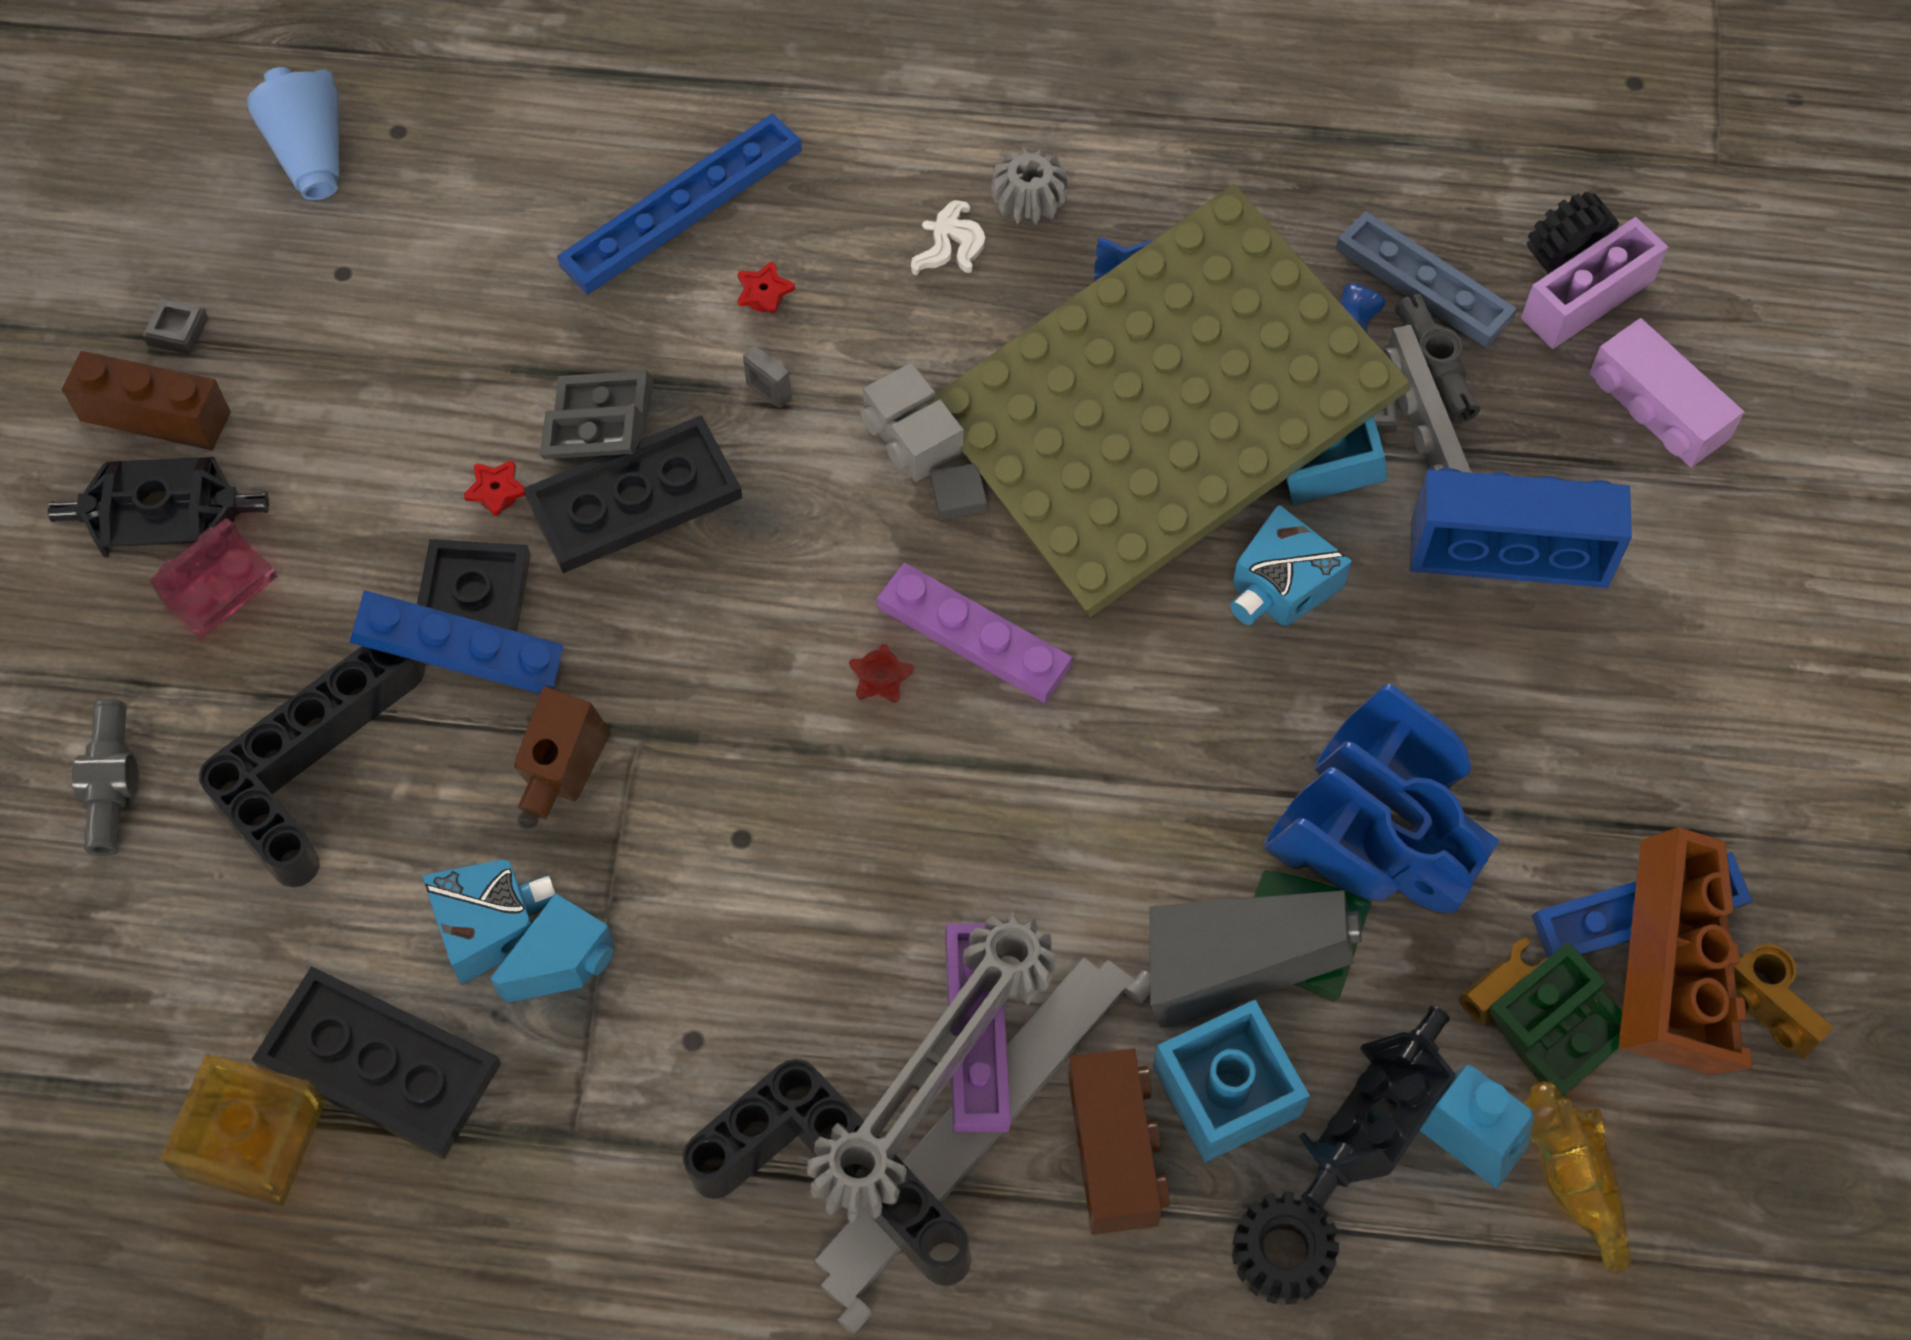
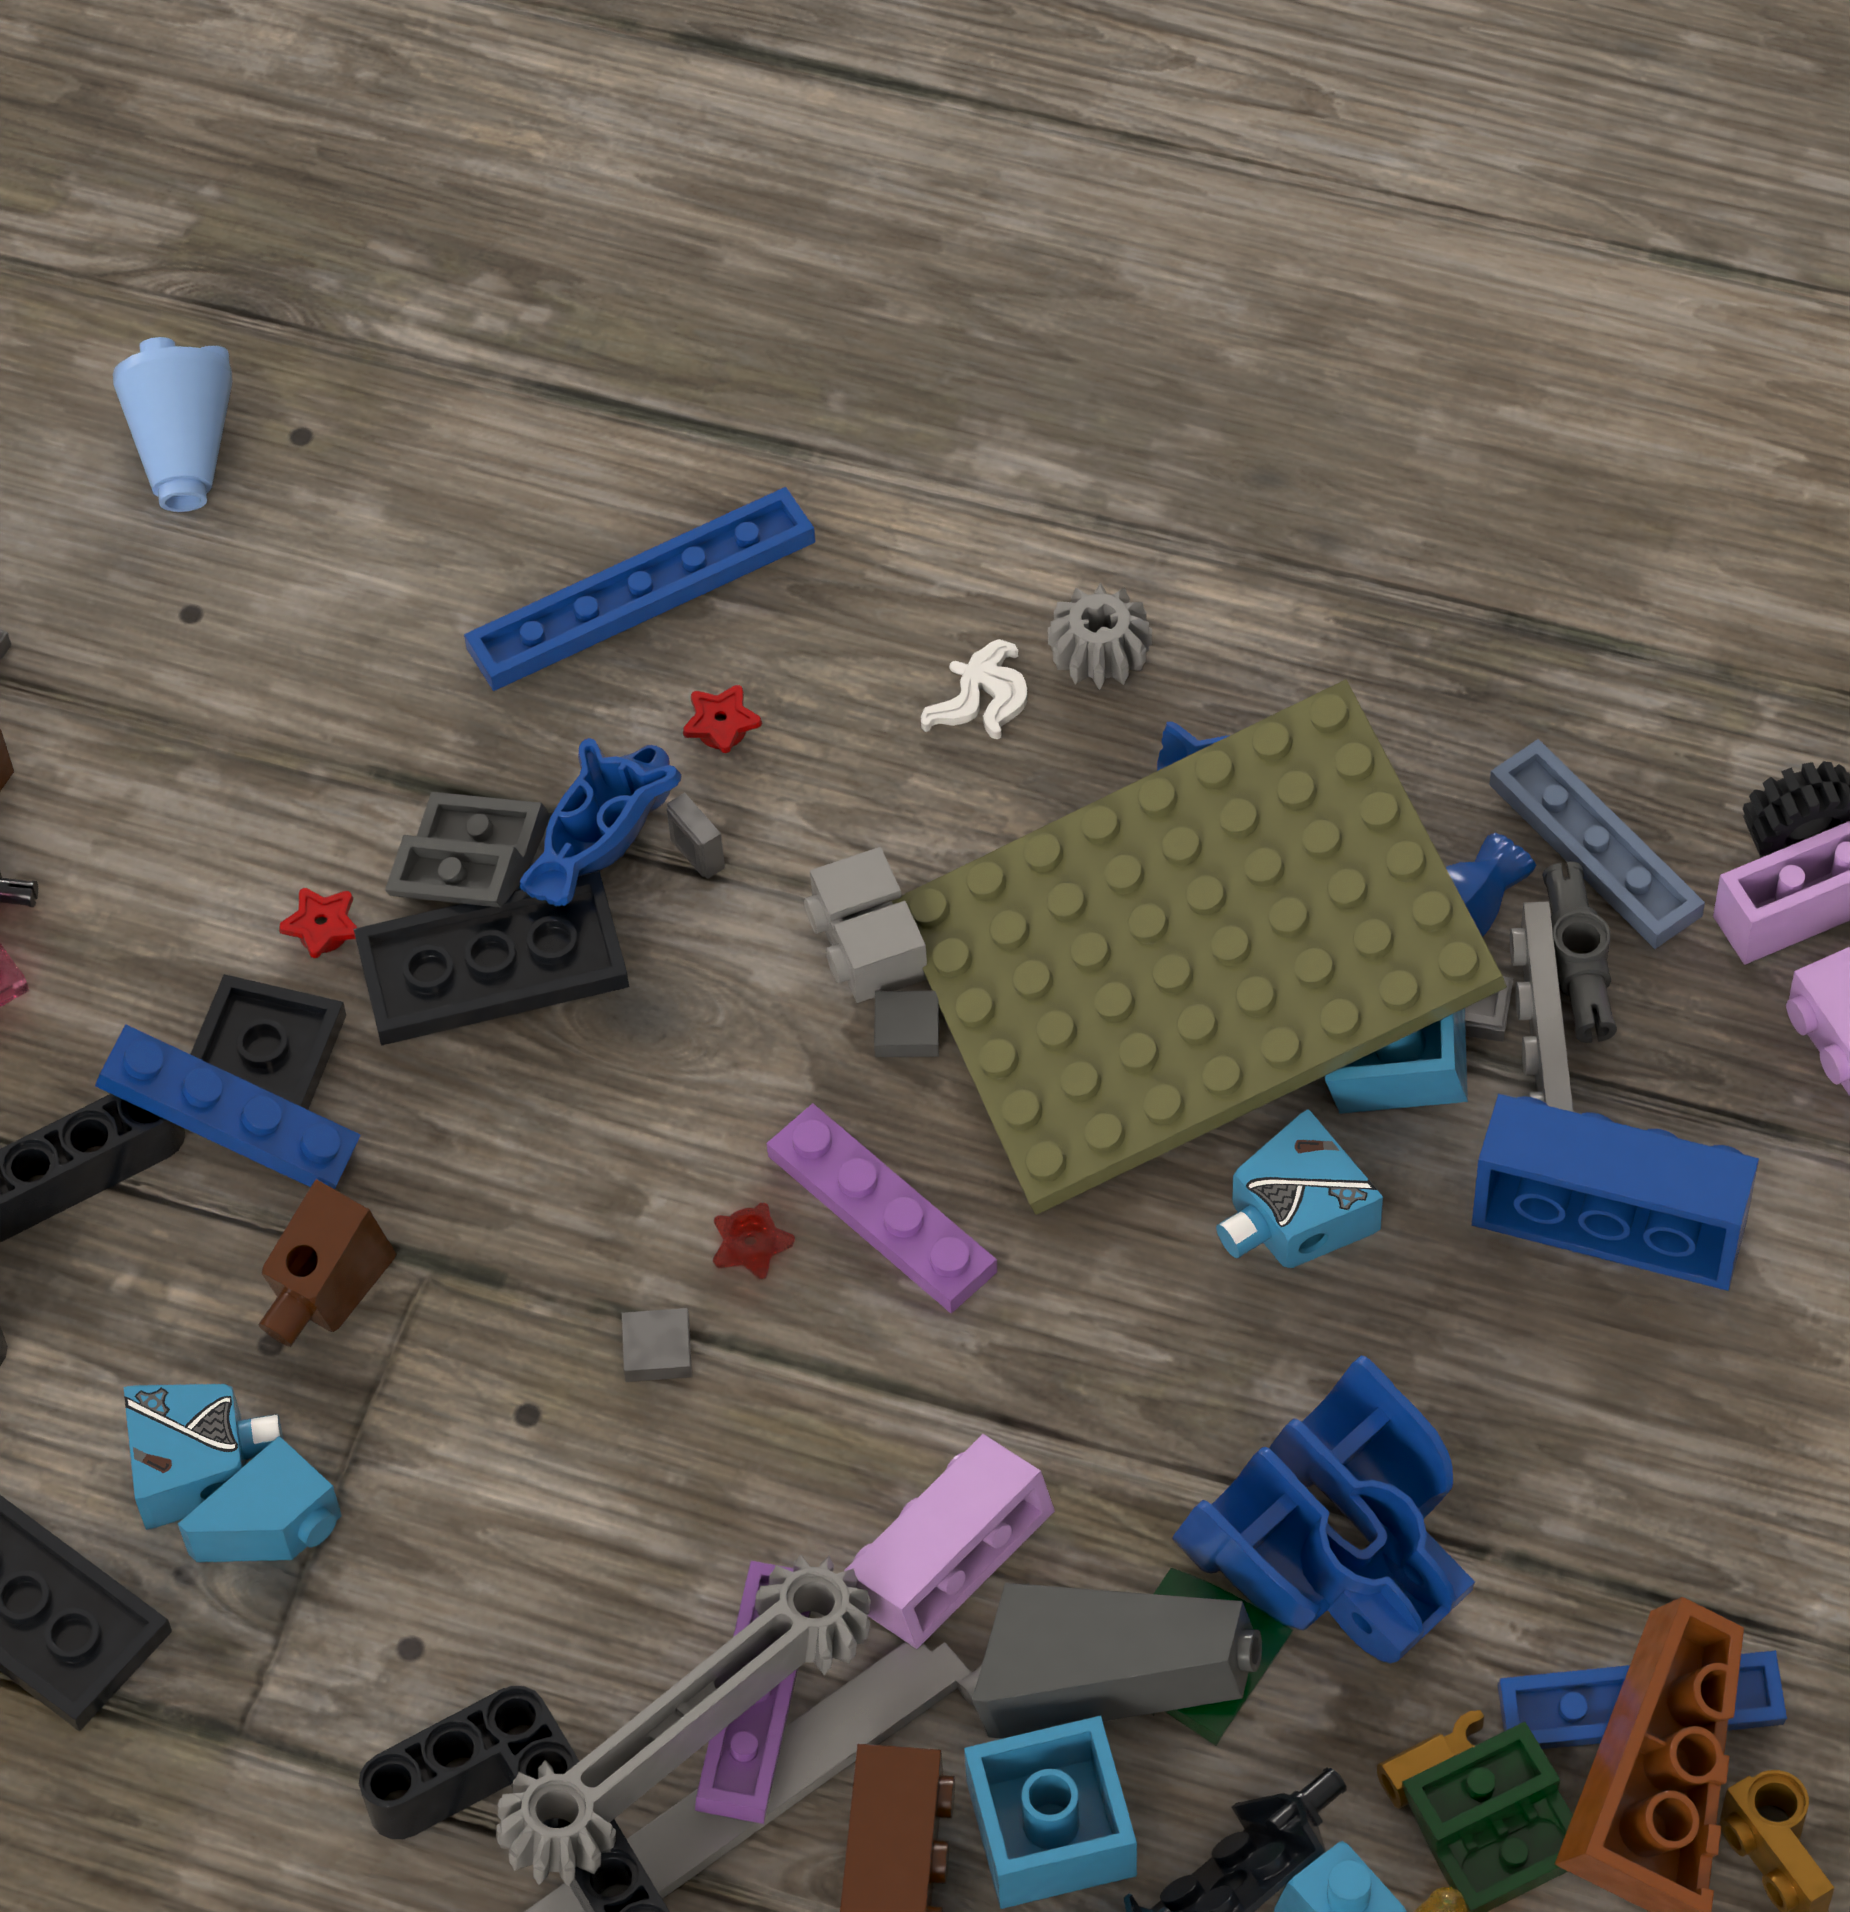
camera: 15 degrees right, 5 degrees down
(692, 374) = (598, 817): none -> blue animal
(829, 767) = (656, 1344): none -> flat silver tile
(1096, 878) = (951, 1539): none -> lavender brick

